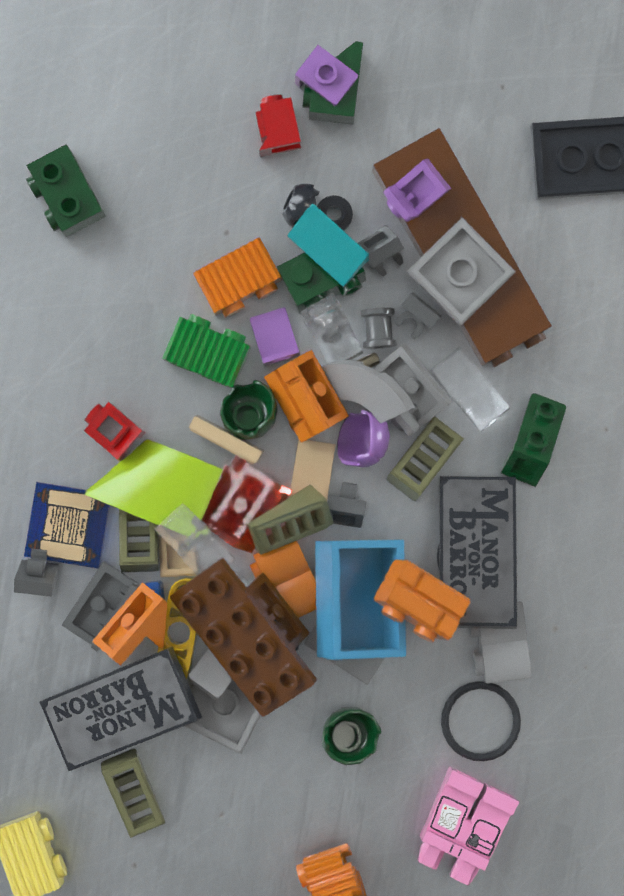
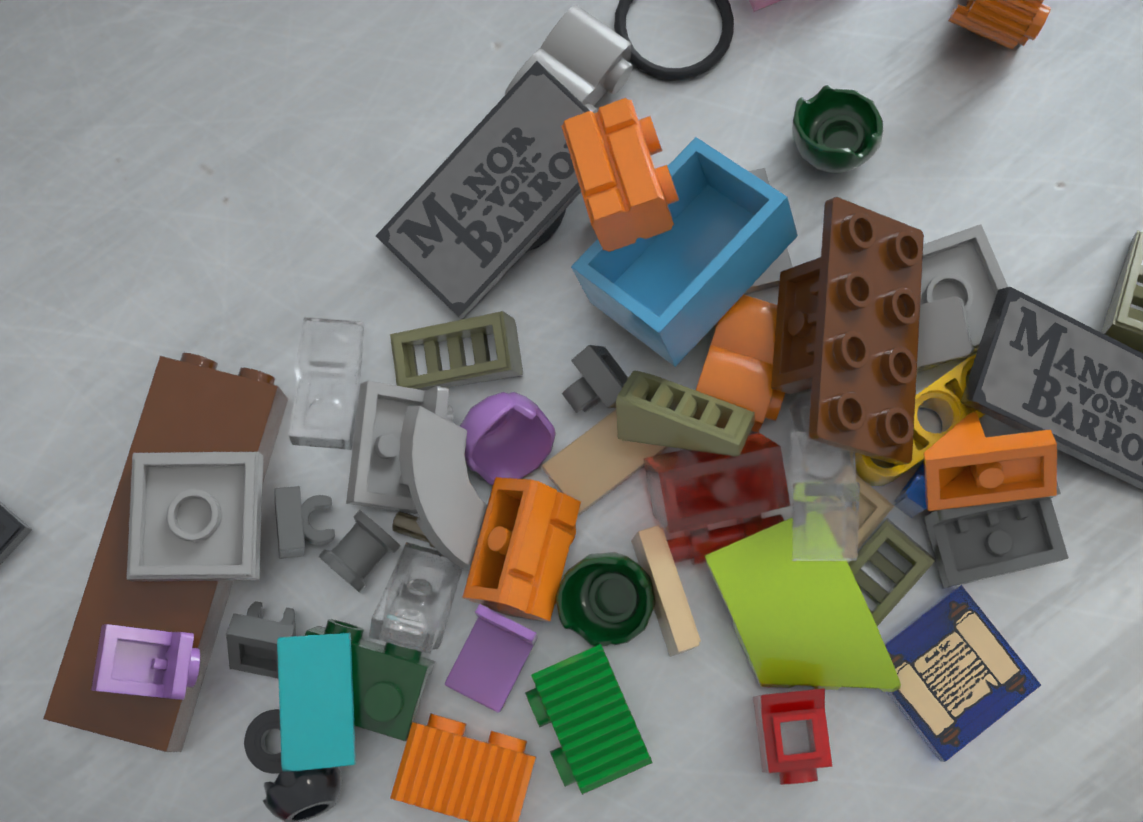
camera: 140 degrees left, 10 degrees down
(36, 575) = (1047, 645): dark grey tile -> none
(535, 440) = (310, 250): dark green bracket -> none

